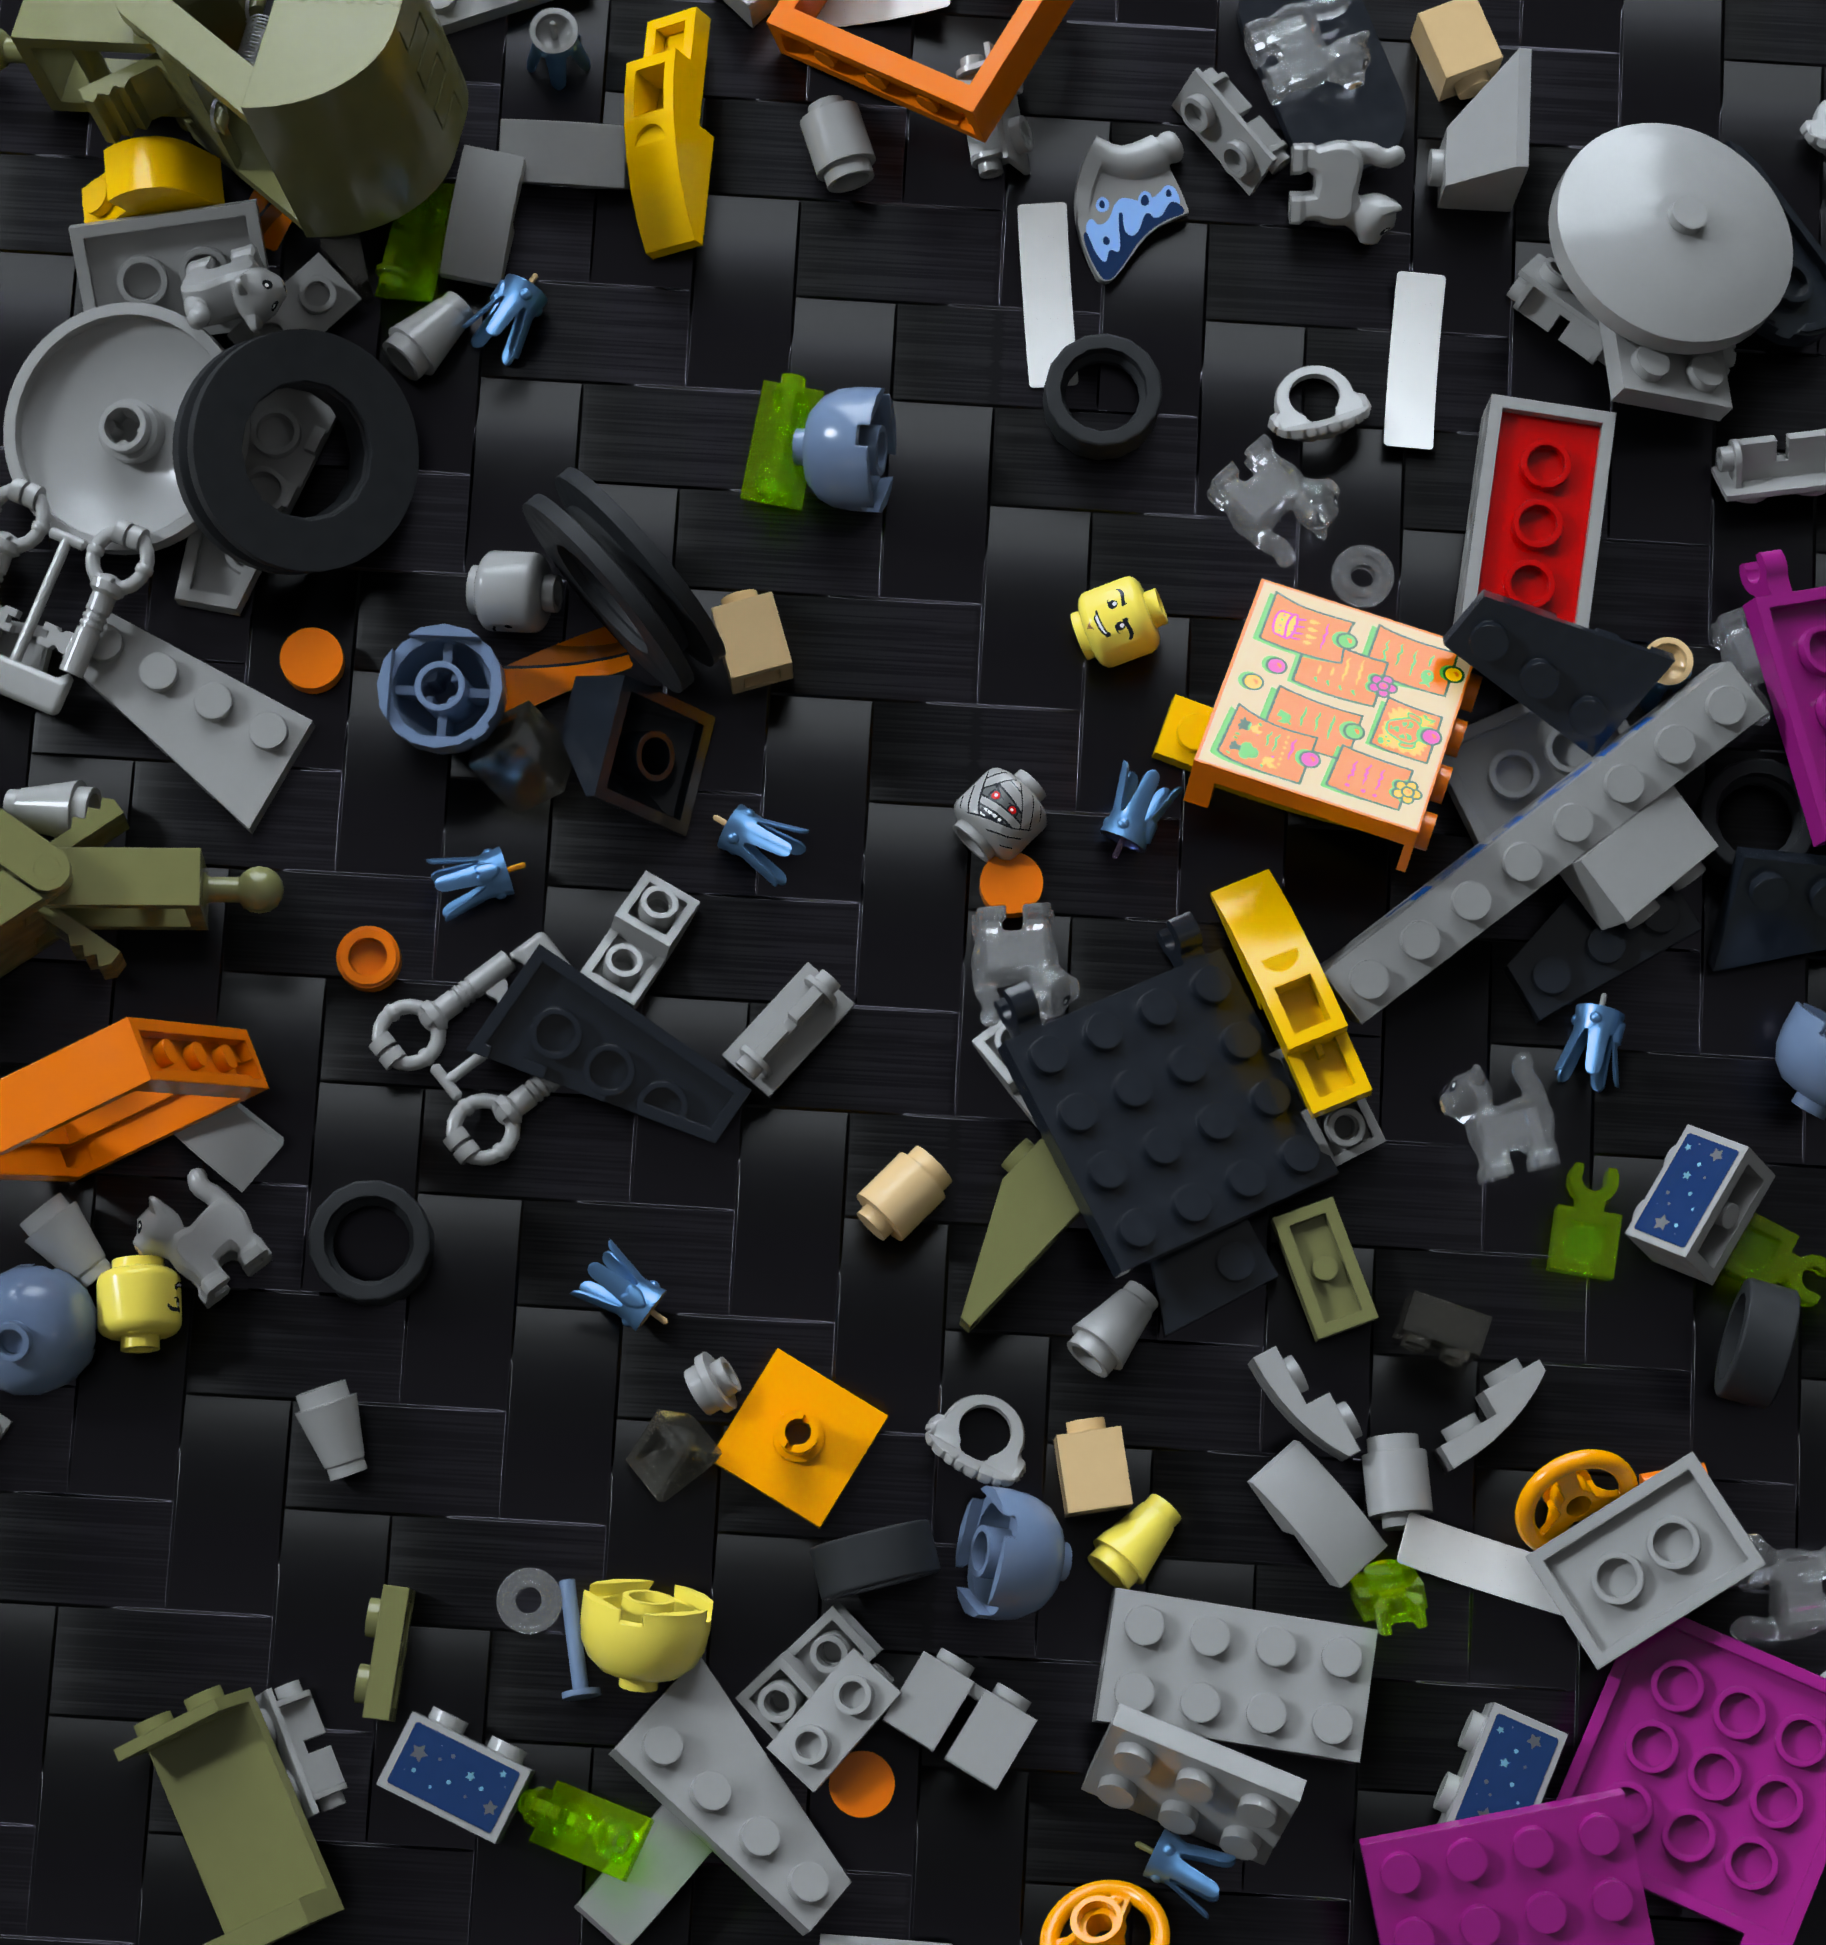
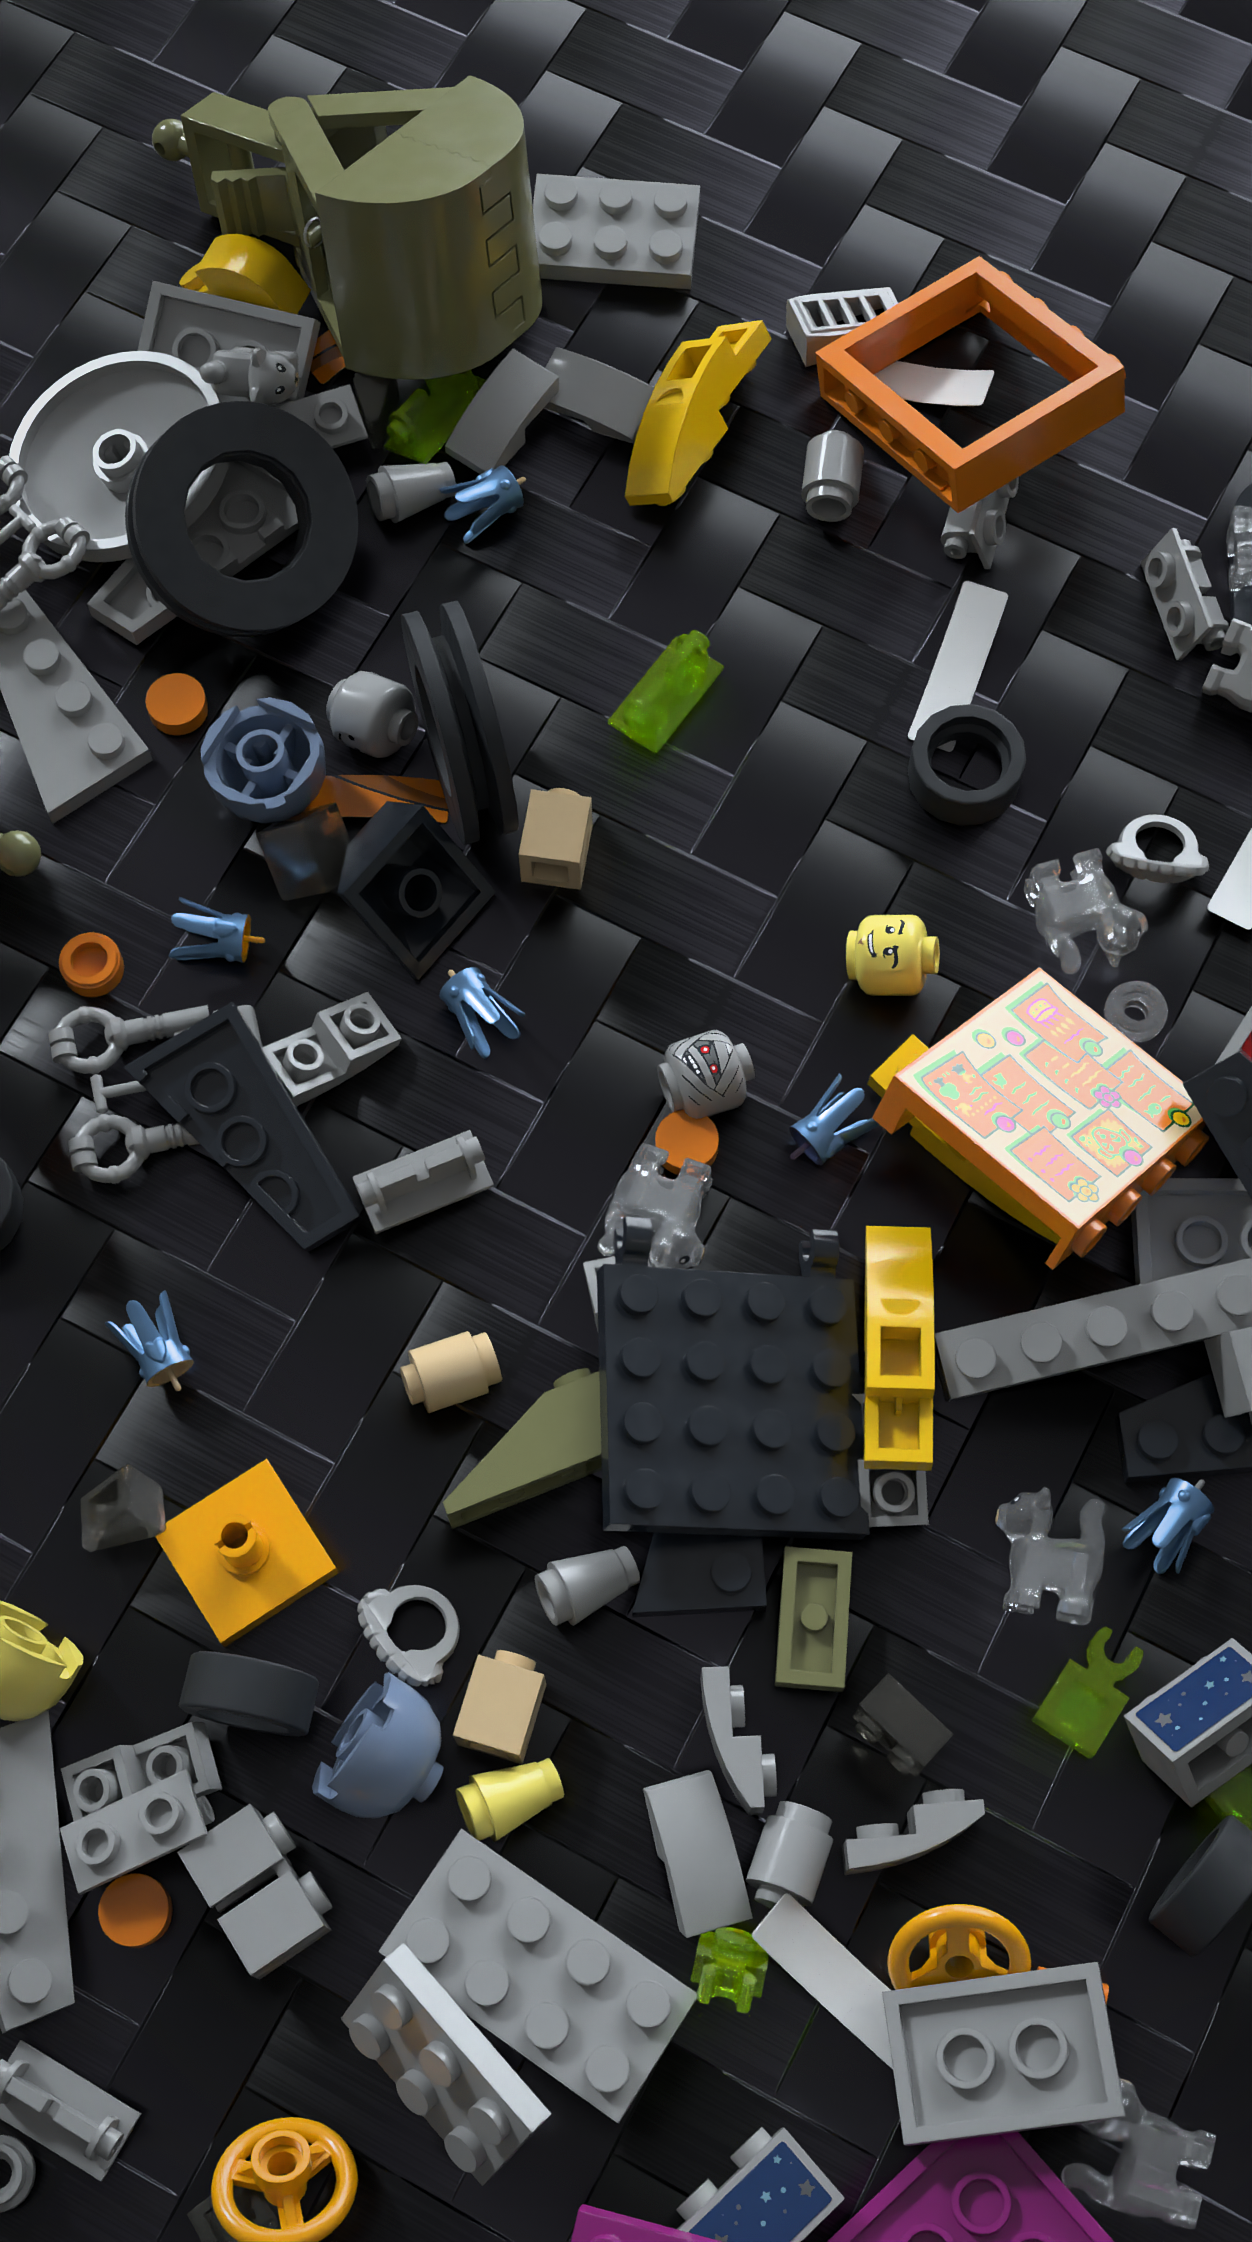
camera: 30 degrees right, 10 degrees down
(555, 39) = (632, 300): piece -> none
(713, 1383) = (190, 1464): light grey plate -> none
(848, 448) = (720, 711): sand blue cylinder -> none
(1124, 198) = (1064, 617): light grey arm -> none
(1169, 1868) = (384, 2139): flat silver piece -> none

